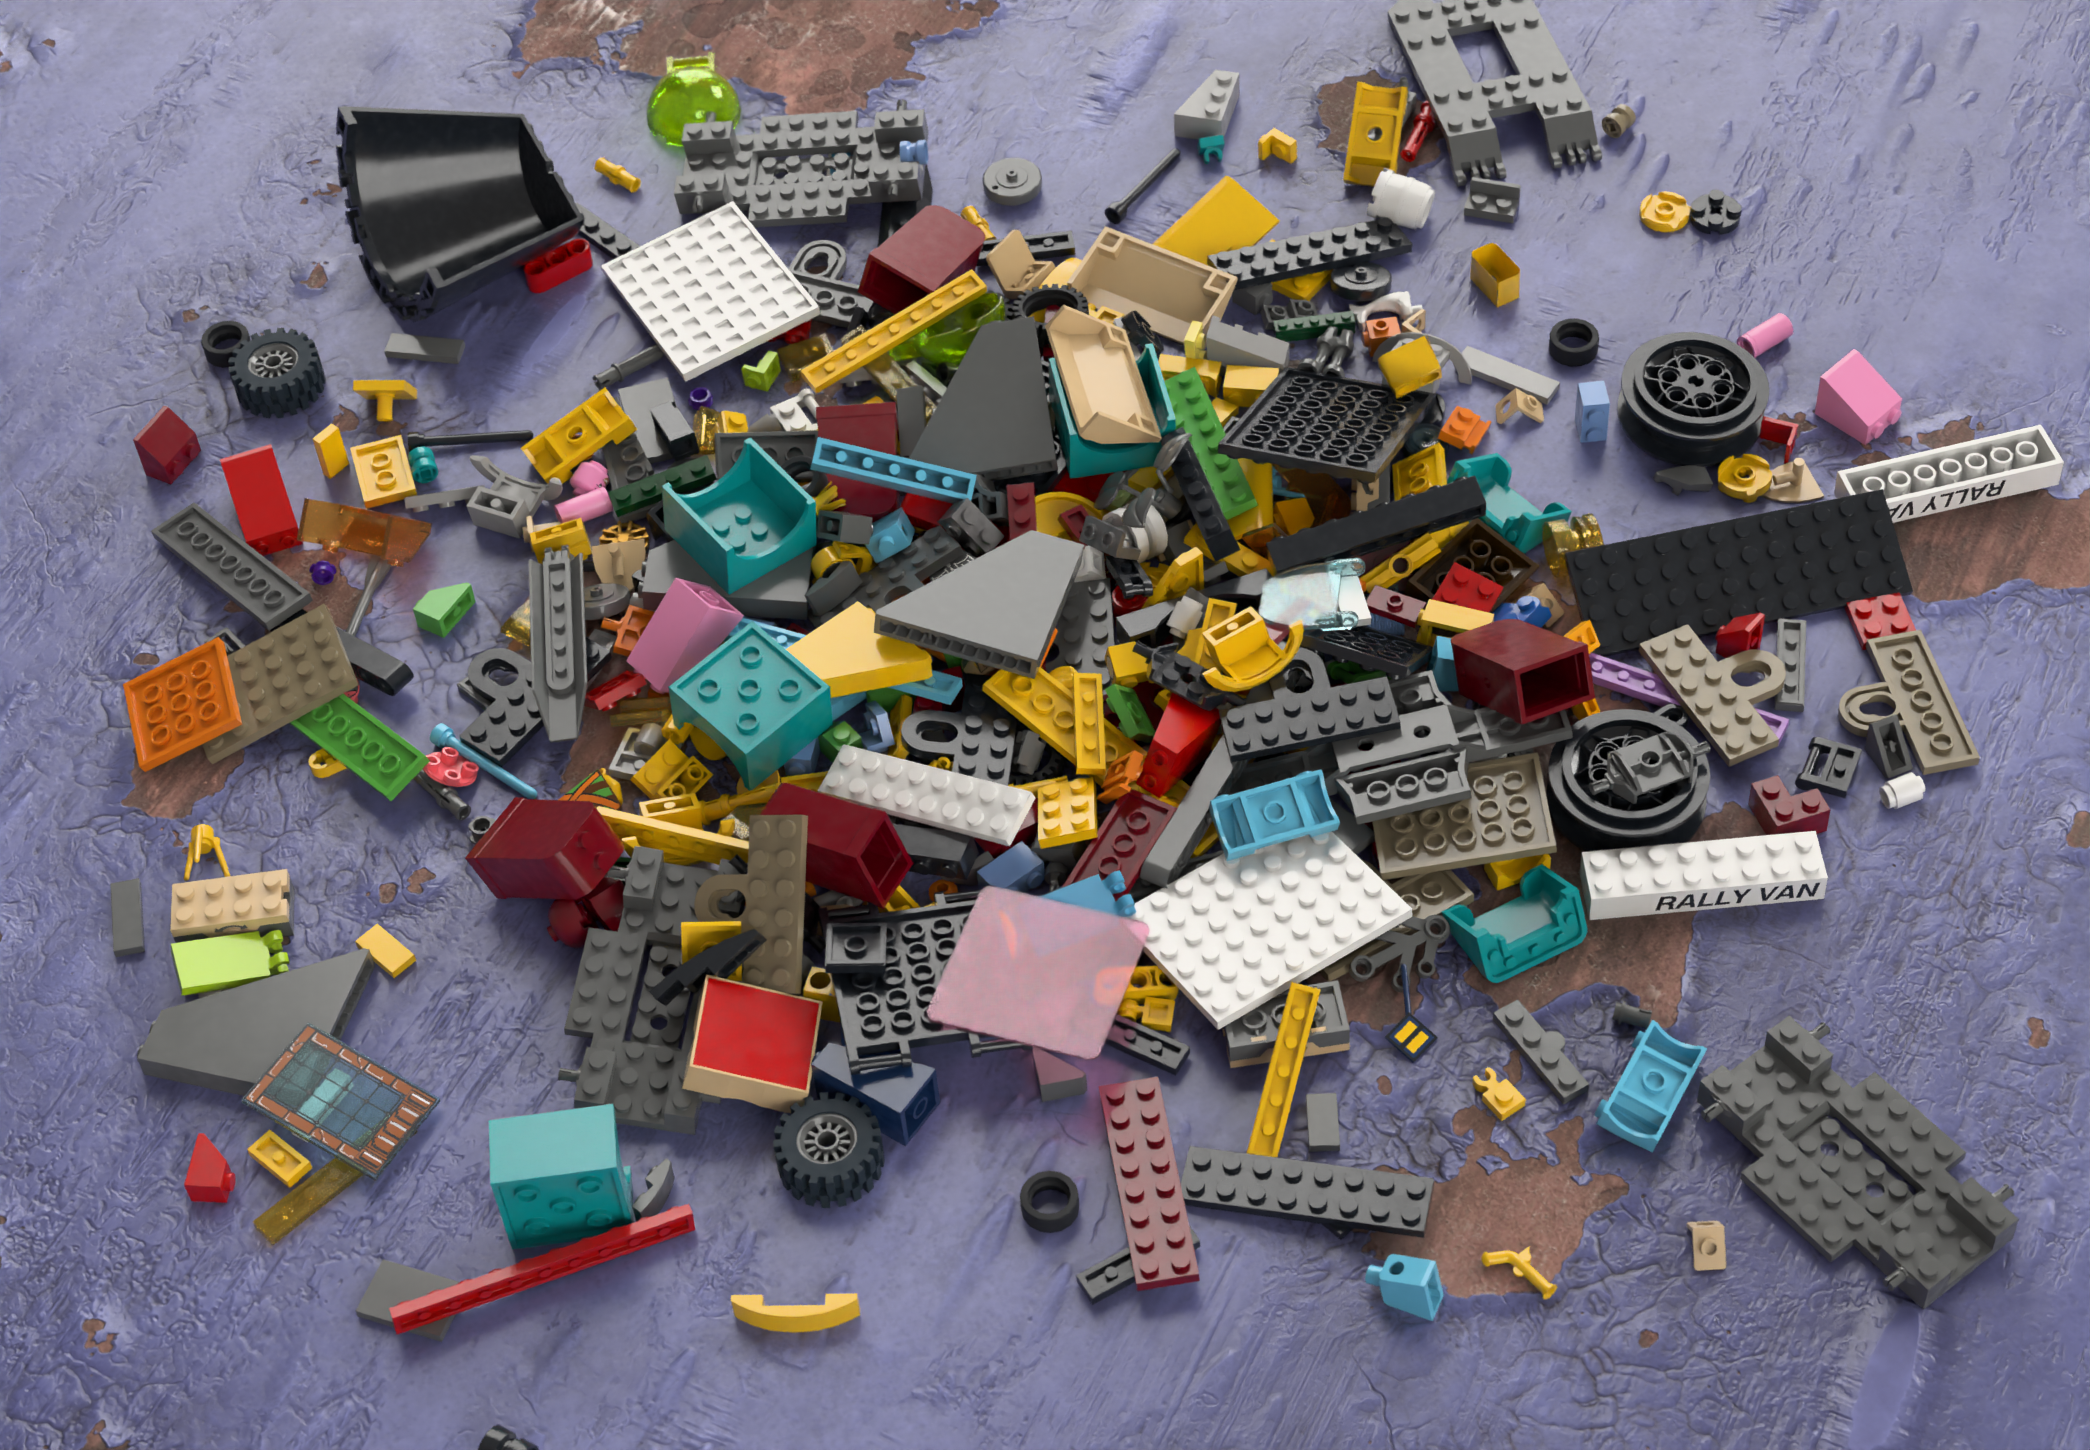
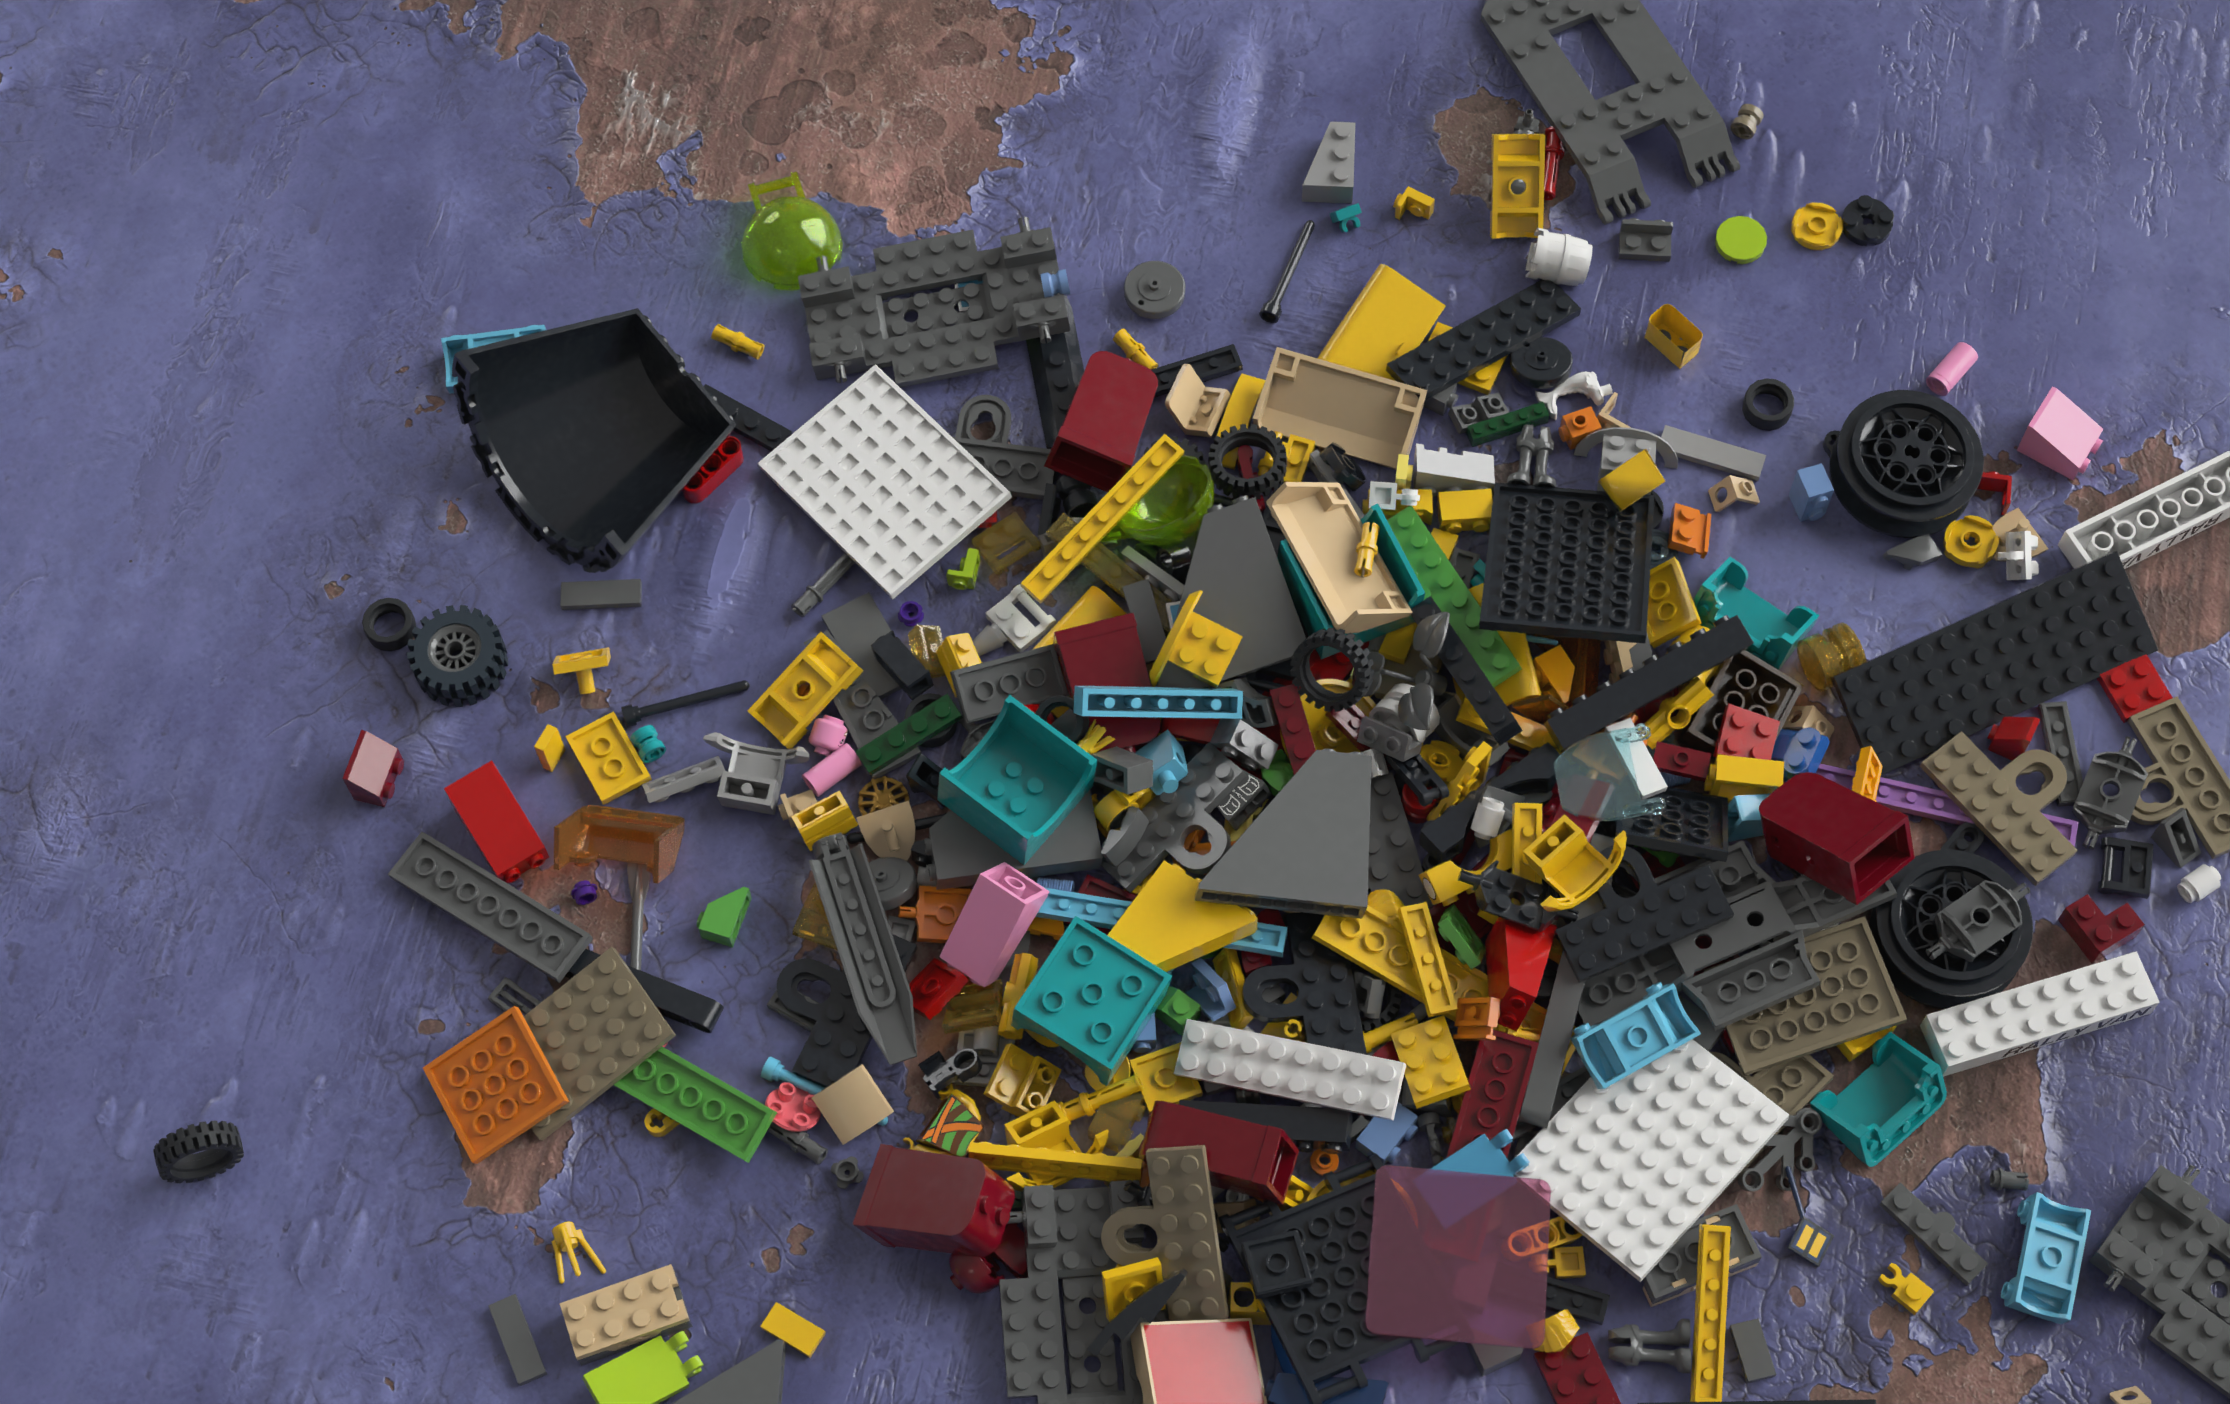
camera: 15 degrees left, 15 degrees up
(504, 770) = (852, 1104): none -> tan slope
(615, 754) = (942, 1073): none -> black piece
(946, 432) = (1197, 646): none -> yellow piece
(1092, 469) = (1313, 689): none -> black tyre
(1120, 1063) = (1558, 1331): none -> yellow hair
(1131, 379) = (1367, 549): none -> yellow pin
(1172, 355) = (1386, 494): none -> white plate
(1196, 1092) = (1637, 1338): none -> dark grey piece
(1586, 212) = (1741, 239): none -> lime tile
(1789, 481) = (2019, 555): none -> white hips
(1823, 716) = (2105, 813): none -> dark grey plate

